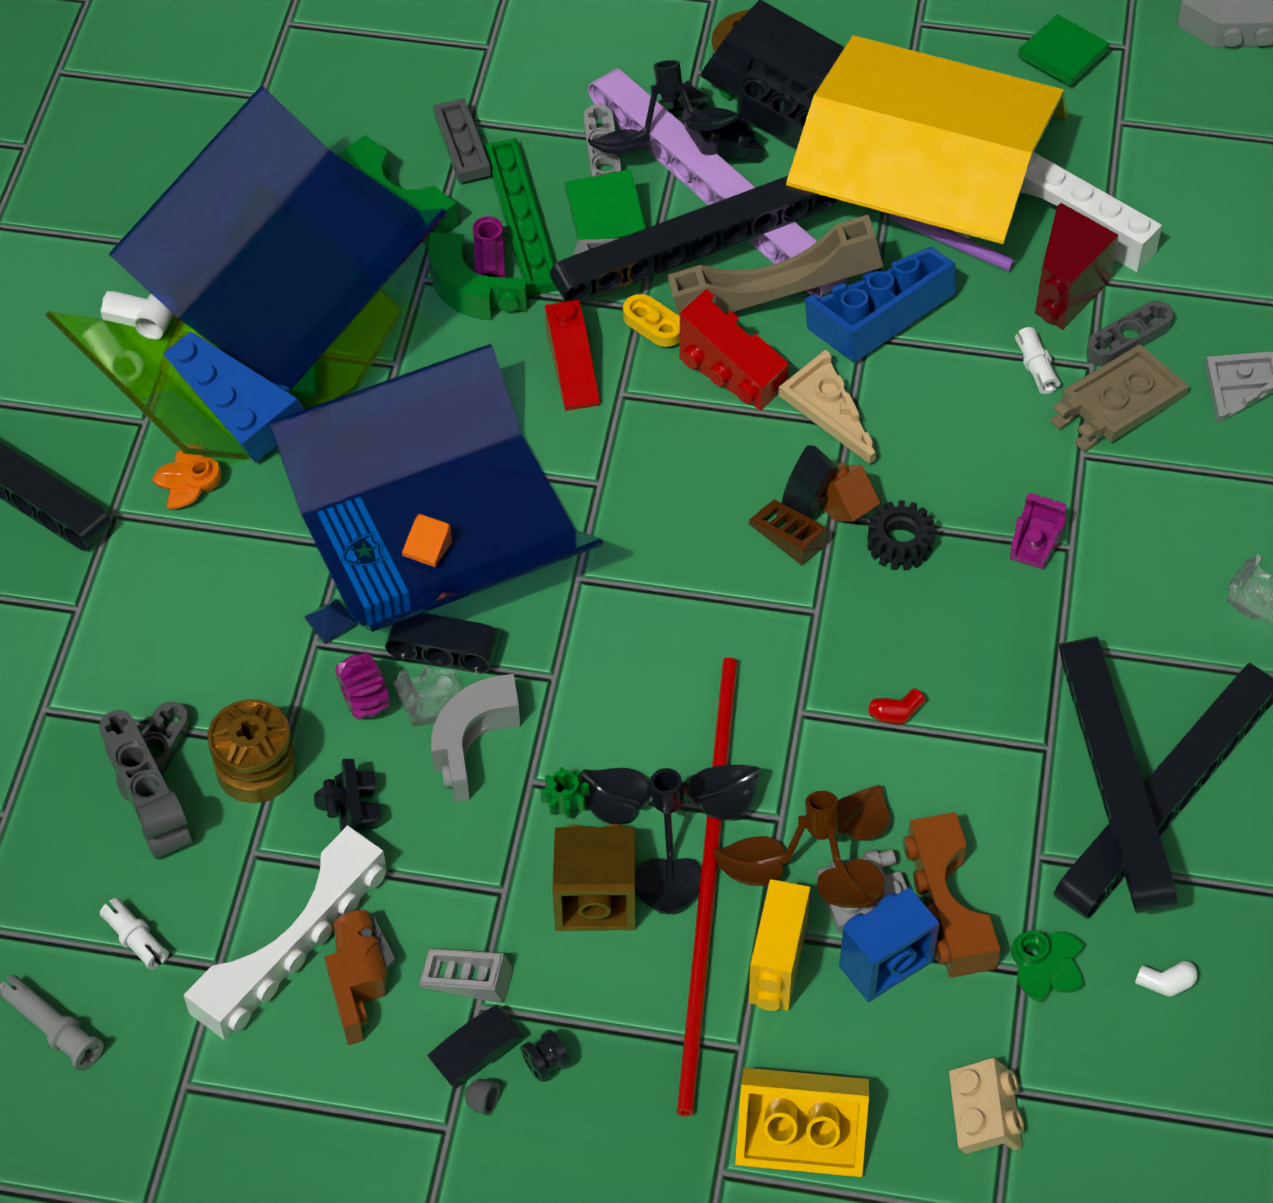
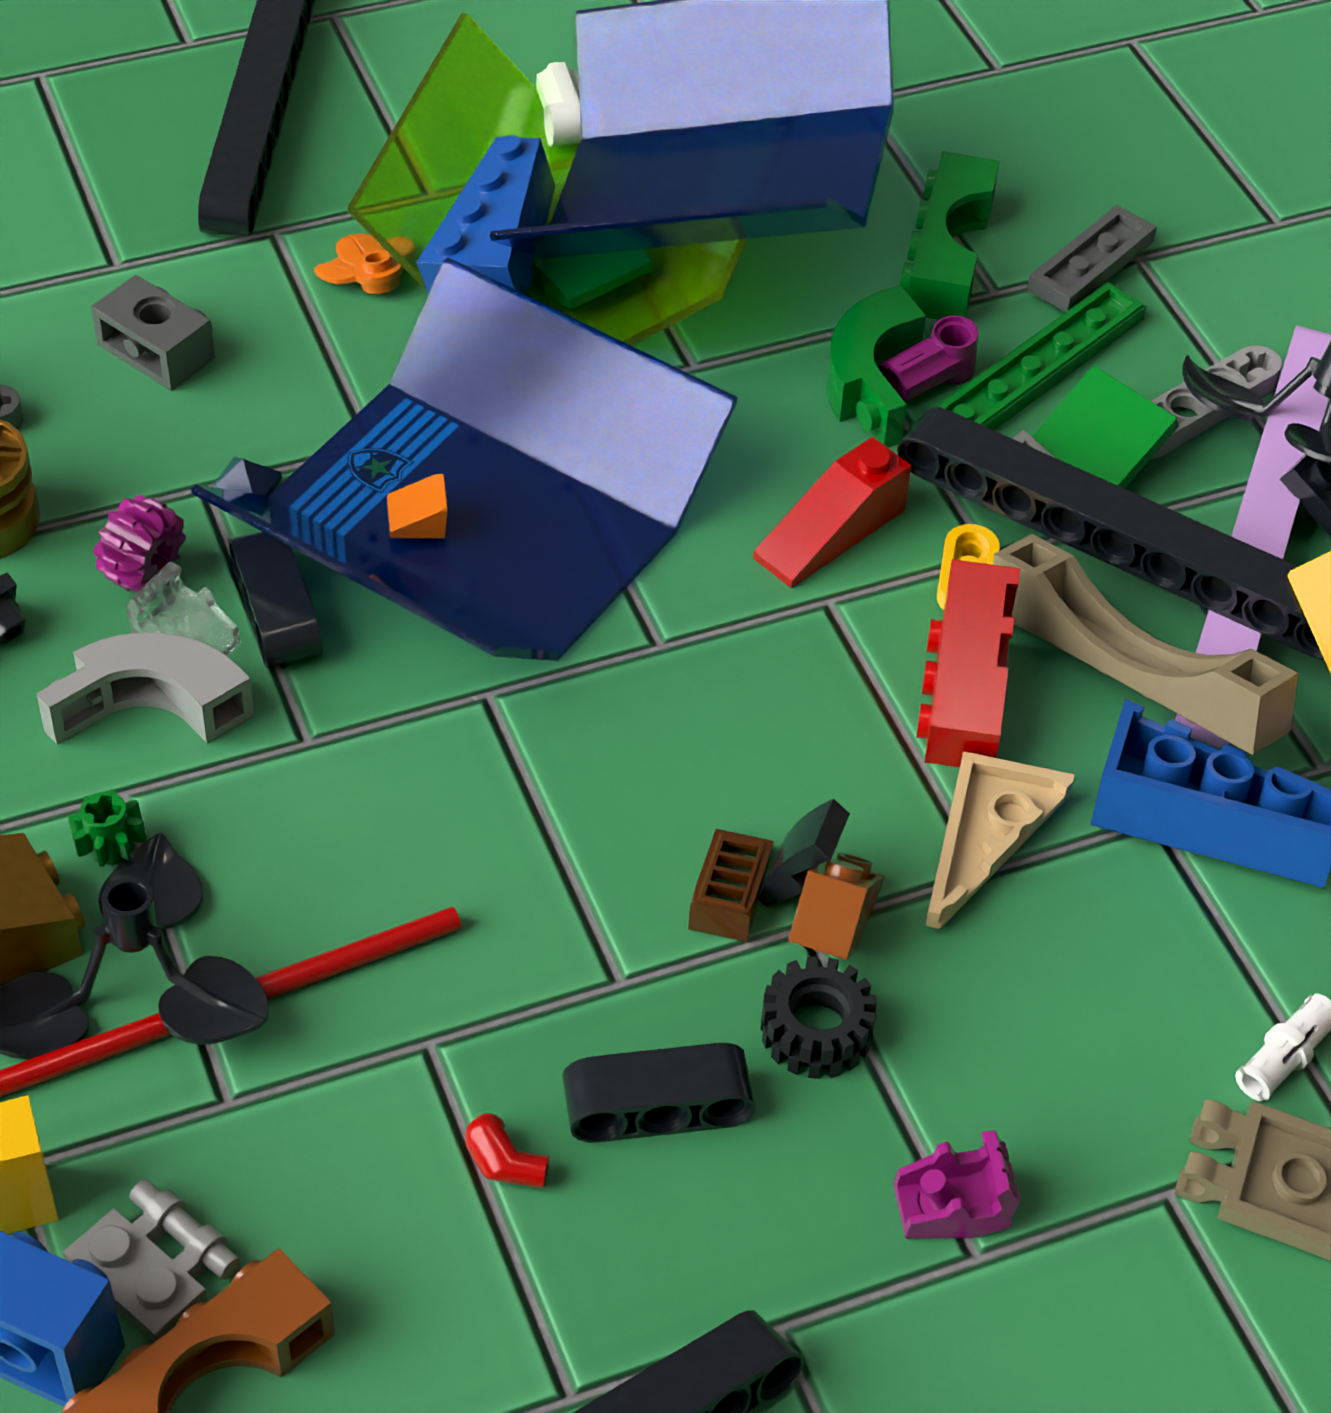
camera: 55 degrees right, 5 degrees down
(171, 609) = (153, 332): none -> dark grey brick
(850, 885) = (108, 1221): reddish brown plant -> none
(904, 623) = (658, 1092): none -> black beam

